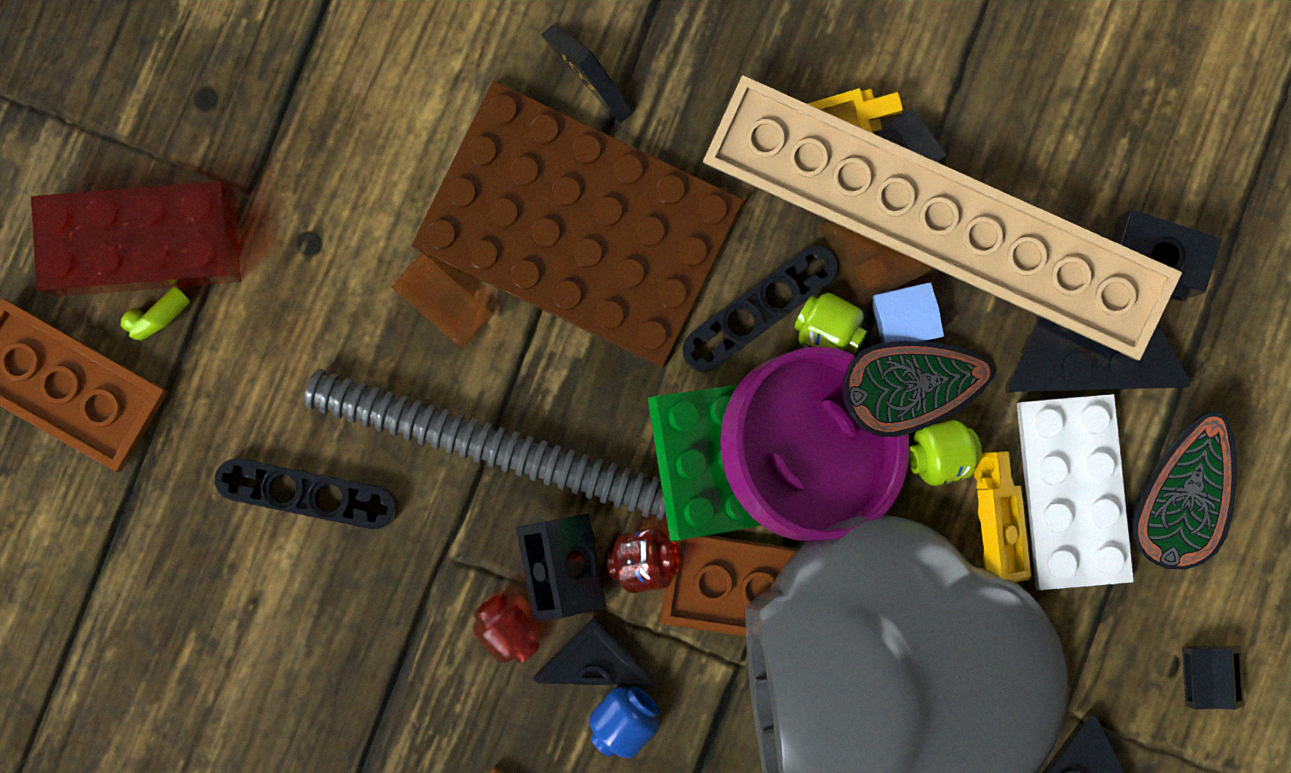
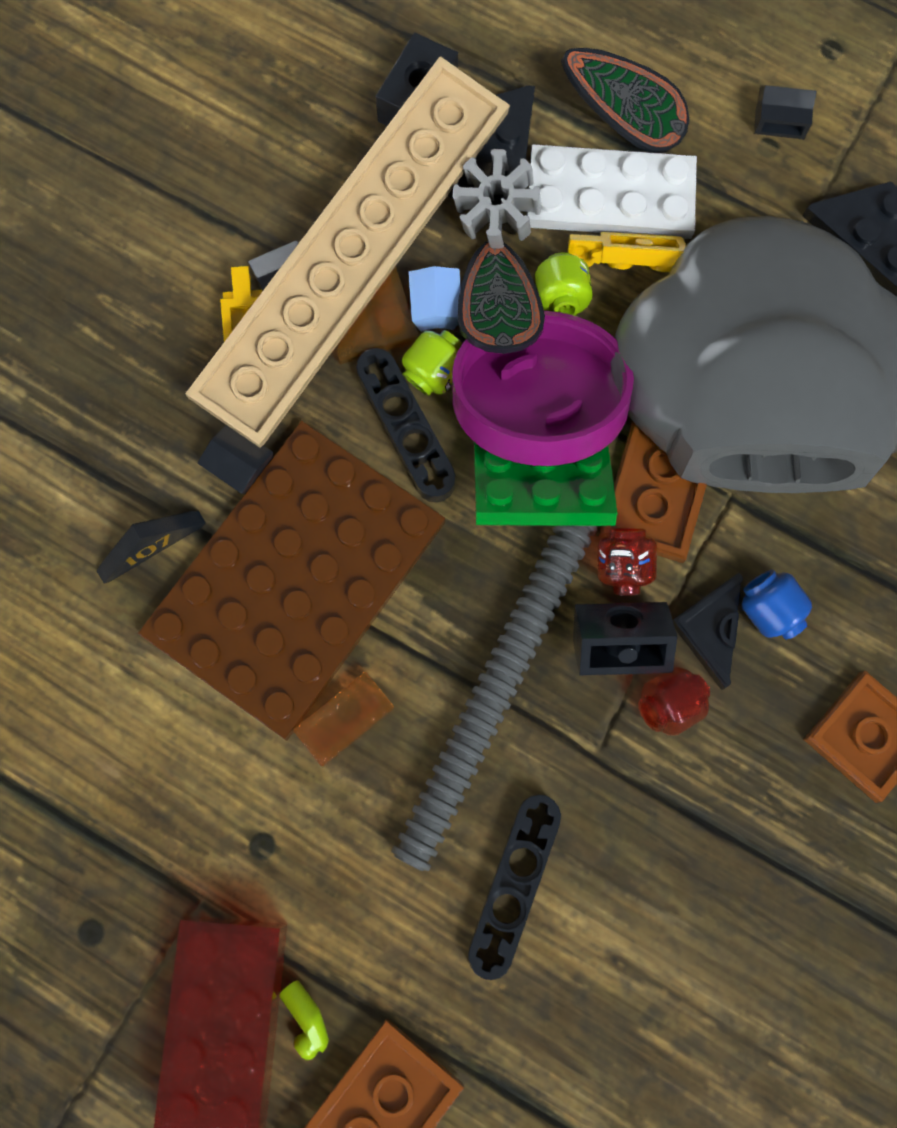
camera: 85 degrees left, 10 degrees down
(686, 139) = (235, 459): none -> black piece
(1042, 372) = (514, 193): none -> light grey gear

